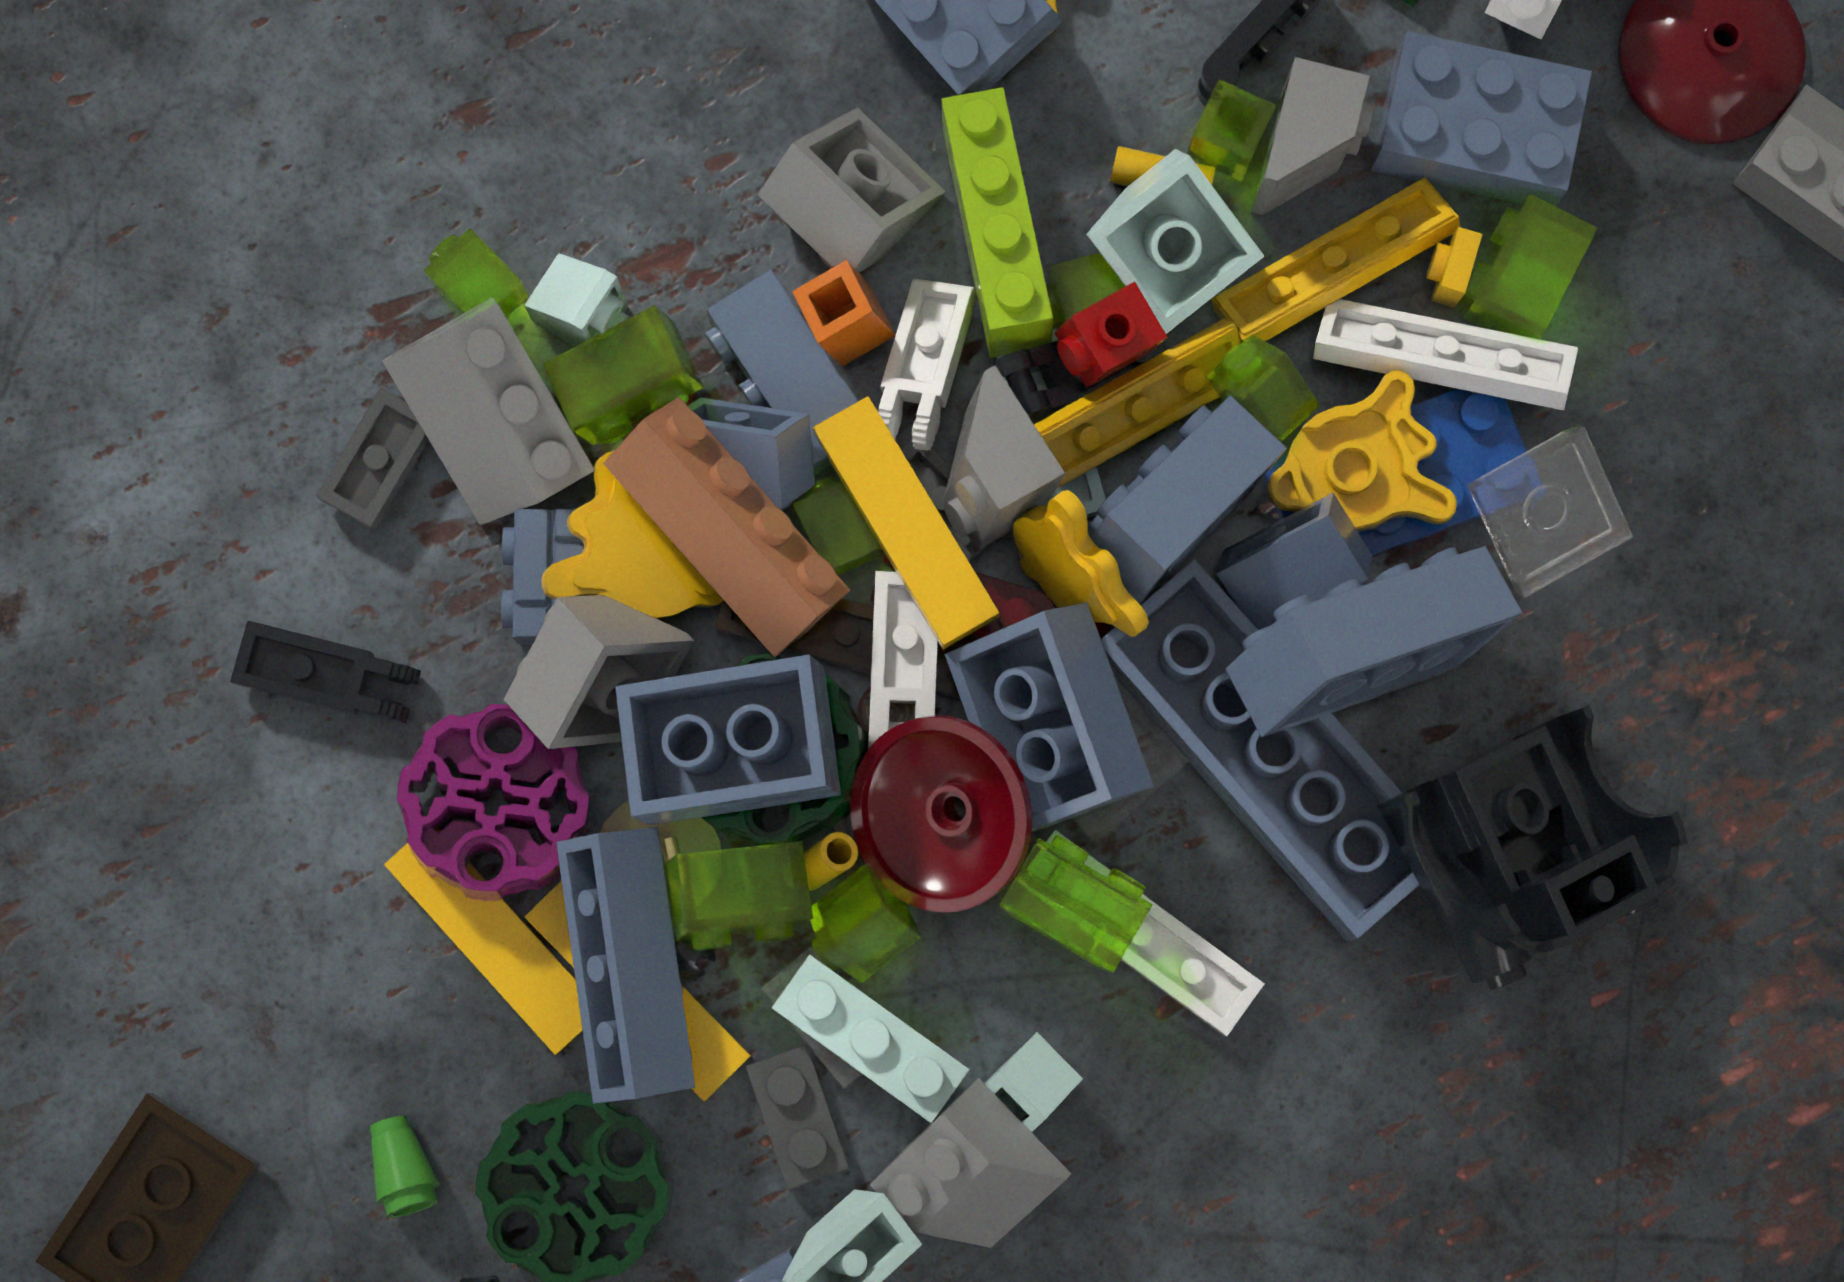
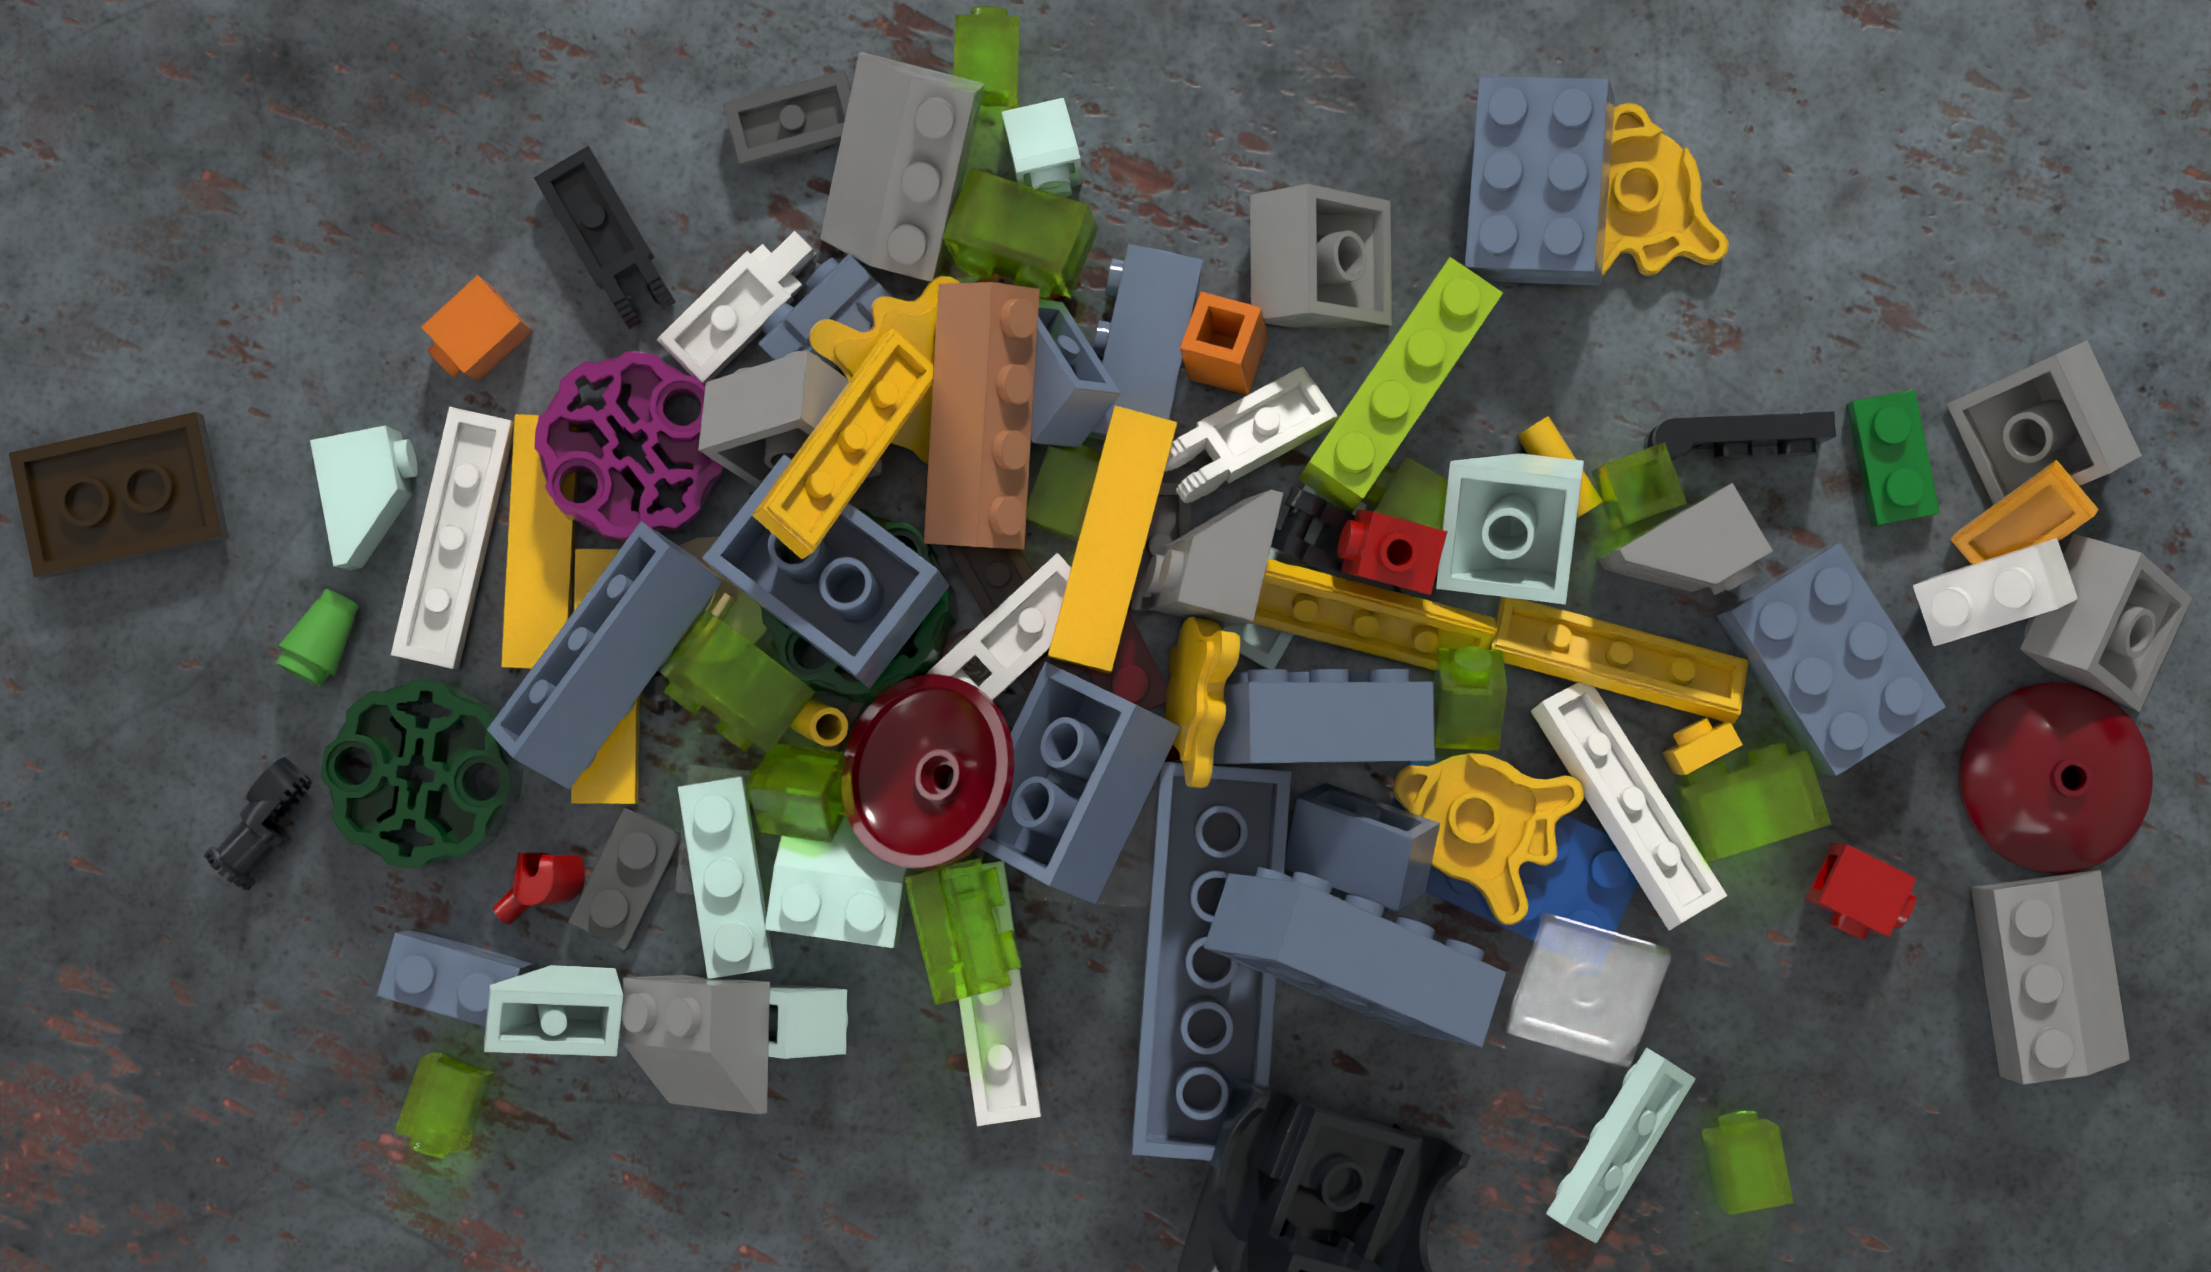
camera: 50 degrees right, 5 degrees up
(295, 832) = (474, 330): none -> orange brick
(325, 1026) = (362, 489): none -> light aqua slope
(428, 997) = (453, 538): none -> white plate
(469, 631) = (736, 307): none -> white hinge
(653, 634) = (846, 444): none -> yellow tile
(737, 1180) = (541, 881): none -> red piece
(958, 966) = (836, 891): none -> light aqua slope
(1664, 257) = (1861, 892): none -> red brick
(1682, 595) = (1620, 1145): none -> light aqua plate
(1780, 520) = (1747, 1163): none -> clear neon green brick

